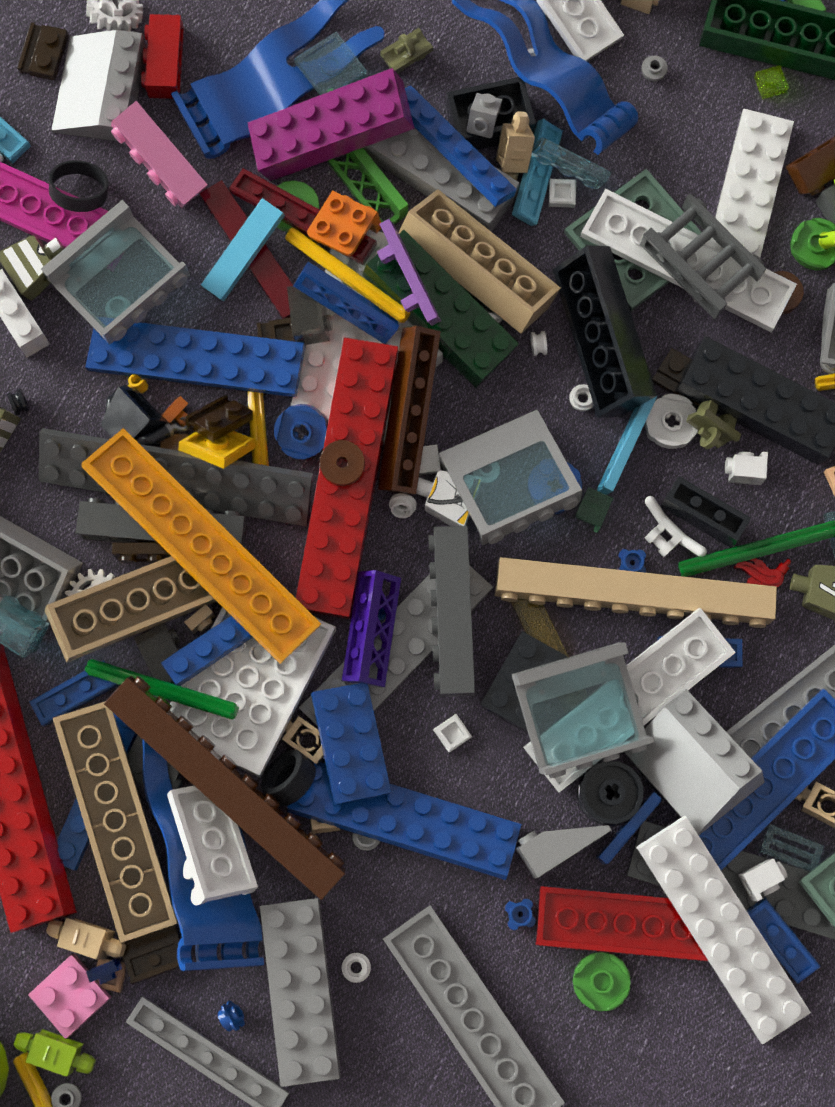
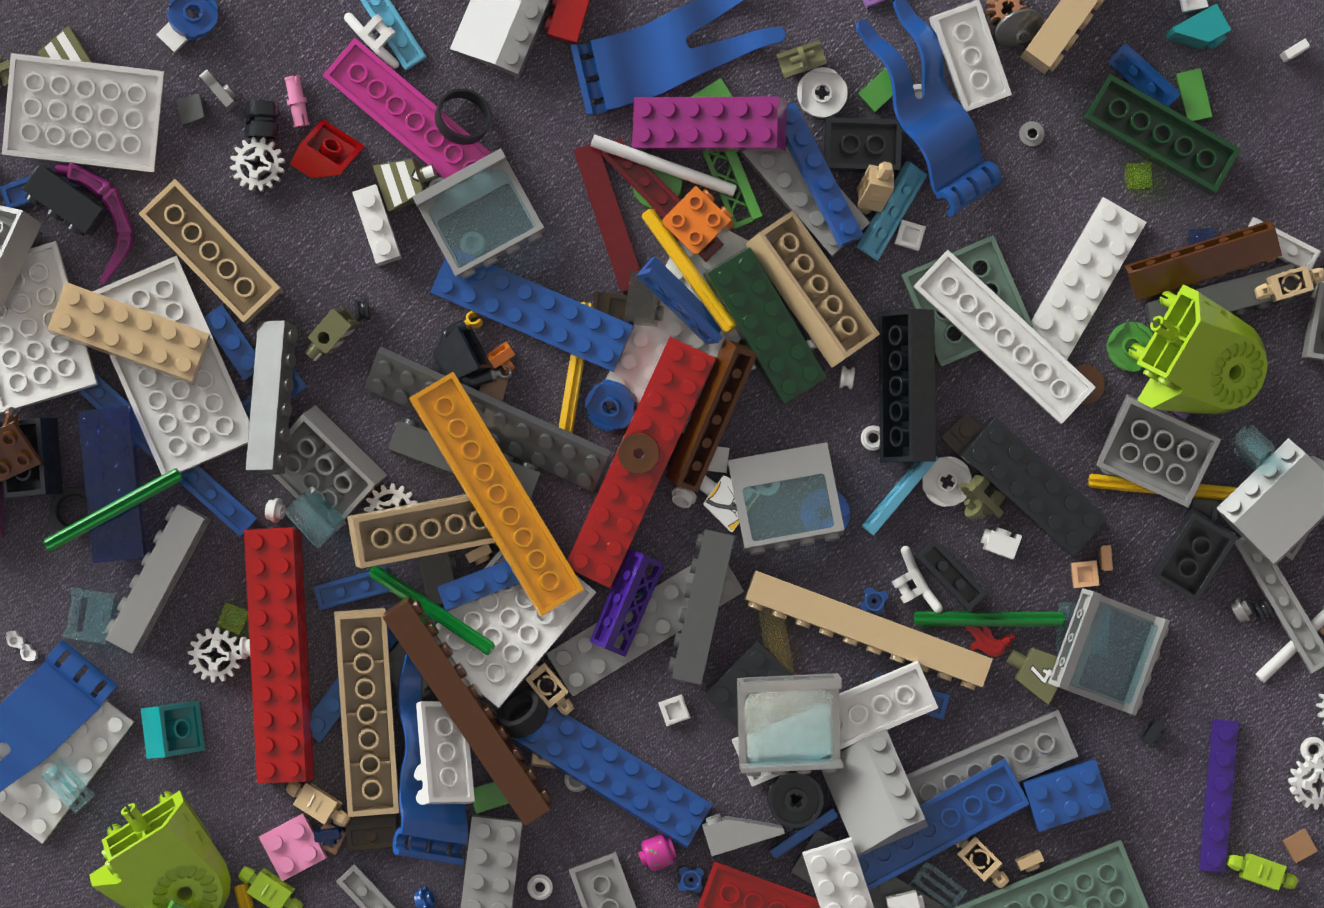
camera: 10 degrees right, 10 degrees up
(139, 552) = (431, 479): dark brown plate -> none
(158, 154) = (544, 109): bright pink brick -> none
(219, 418) = (539, 375): dark brown plate -> none
(220, 452) = (532, 401): yellow tile -> none
(243, 249) = (599, 218): medium azure tile -> none
(274, 881) = (488, 797): none -> bright green tile
(293, 181) = (663, 165): none -> white piece
(330, 65) = (726, 57): clear light blue tile -> none
(350, 743) = (583, 698): blue plate -> none
(397, 251) = (744, 297): medium lavender hinge -> none
(444, 69) = (833, 84): none -> white plate
(476, 893) = (657, 853): none -> dark pink head
(483, 115) = (854, 152): light grey bracket -> none
(492, 63) = (877, 91): none -> bright green tile
(570, 163) = (922, 215): clear light blue plate -> none
(594, 508) = (852, 545): clear green panel -> none
(693, 280) = (1003, 362): dark grey fence -> none

